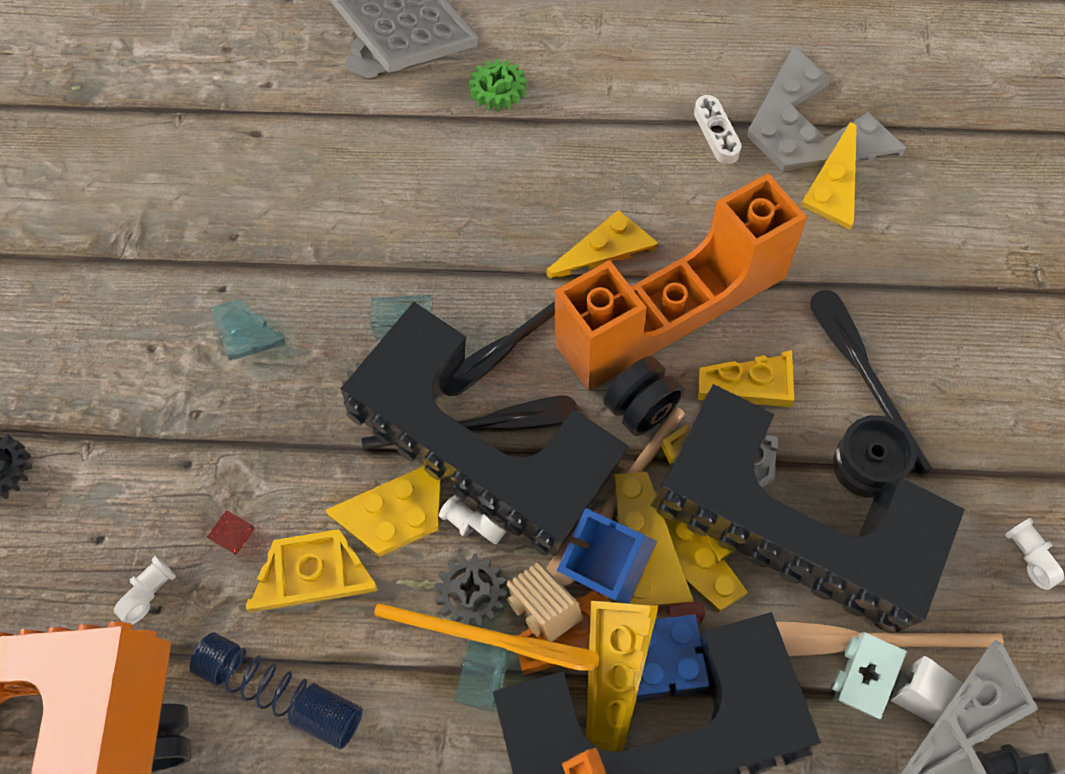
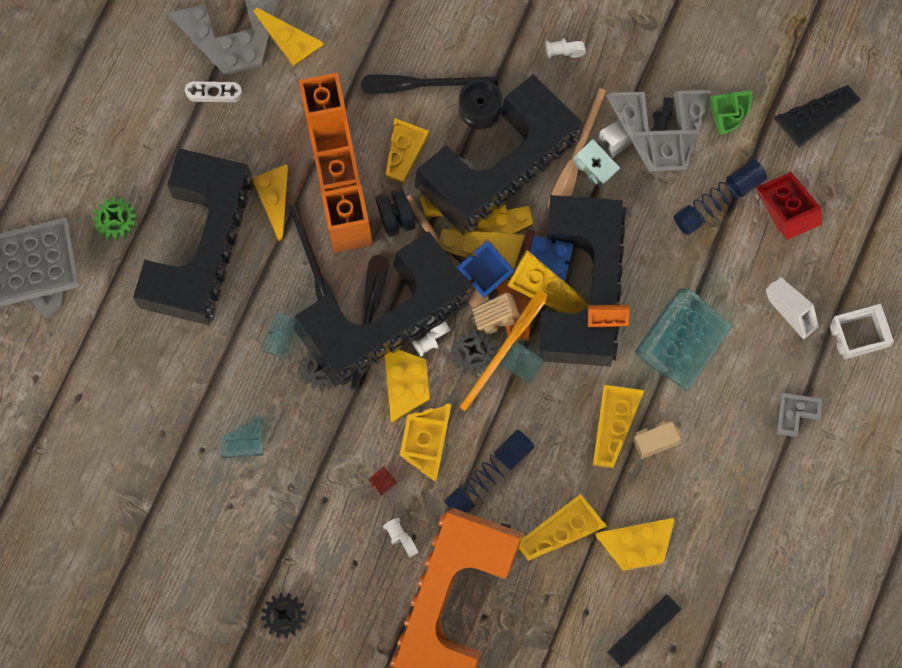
camera: 70 degrees left, 10 degrees up
(441, 196) = (194, 288): none -> black arch

